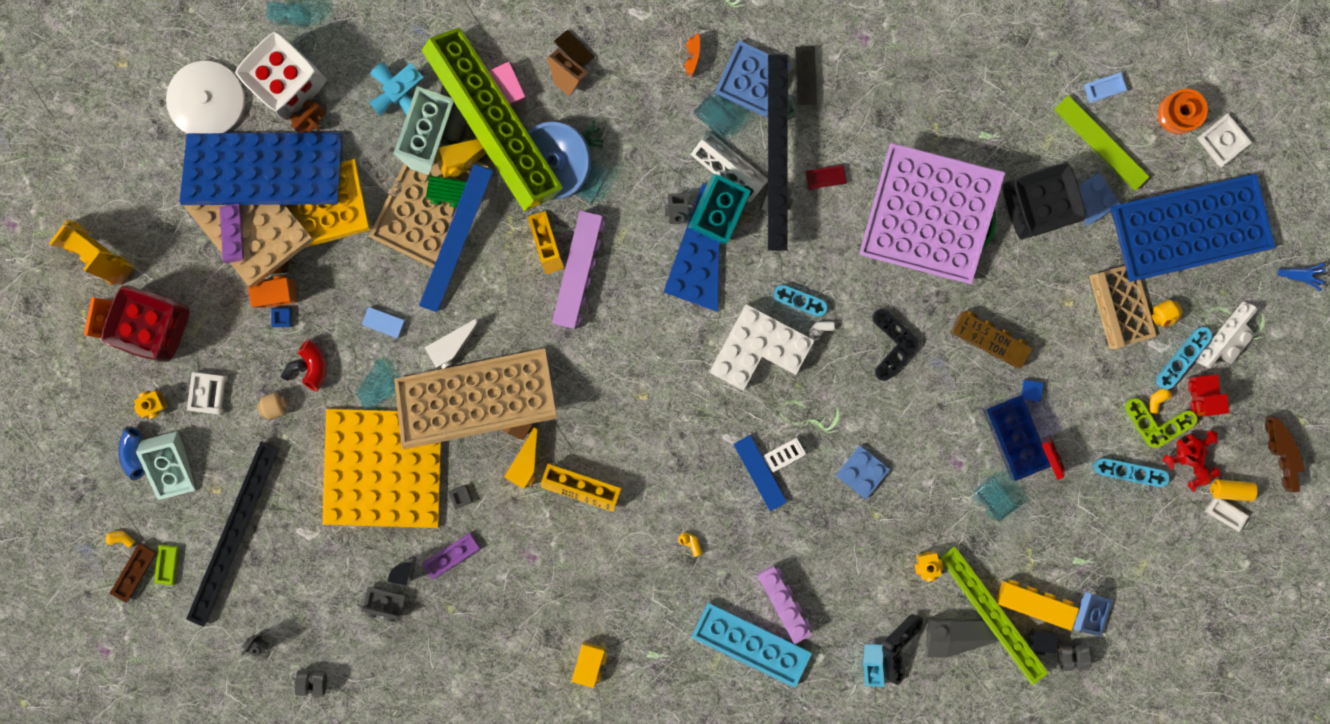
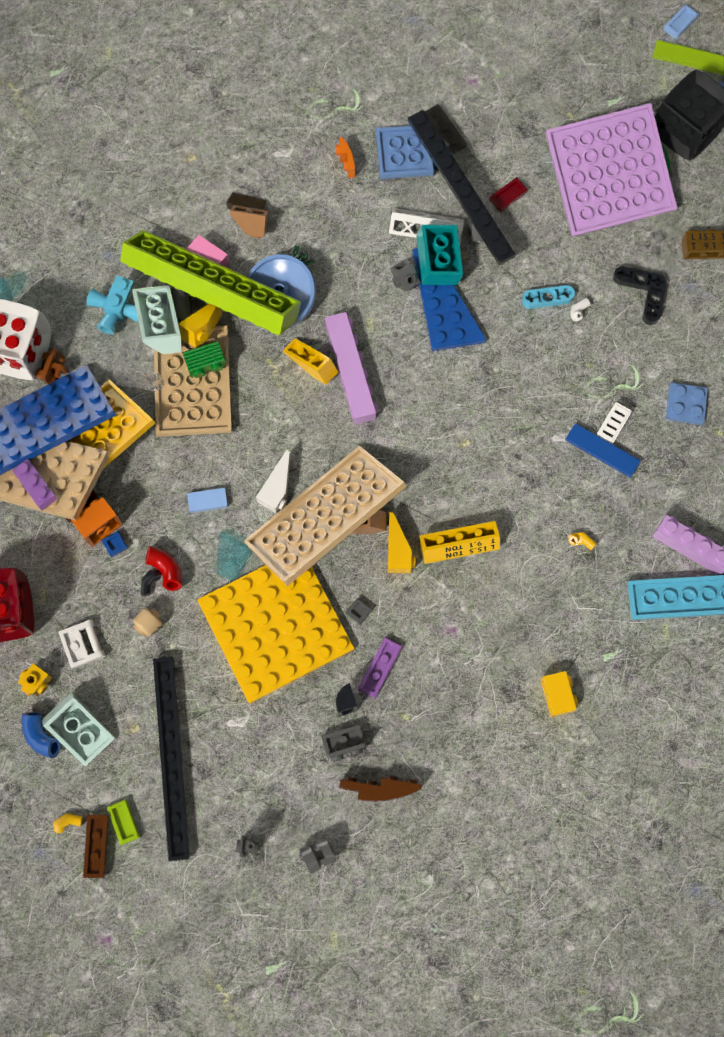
camera: 25 degrees left, 15 degrees down
(398, 663) = (388, 790): none -> reddish brown slope
(455, 237) = (232, 392): blue tile -> none
(594, 182) = (323, 294): clear light blue wing -> none
(716, 116) = (392, 192): clear light blue brick -> none
(757, 337) = (532, 342): white brick -> none

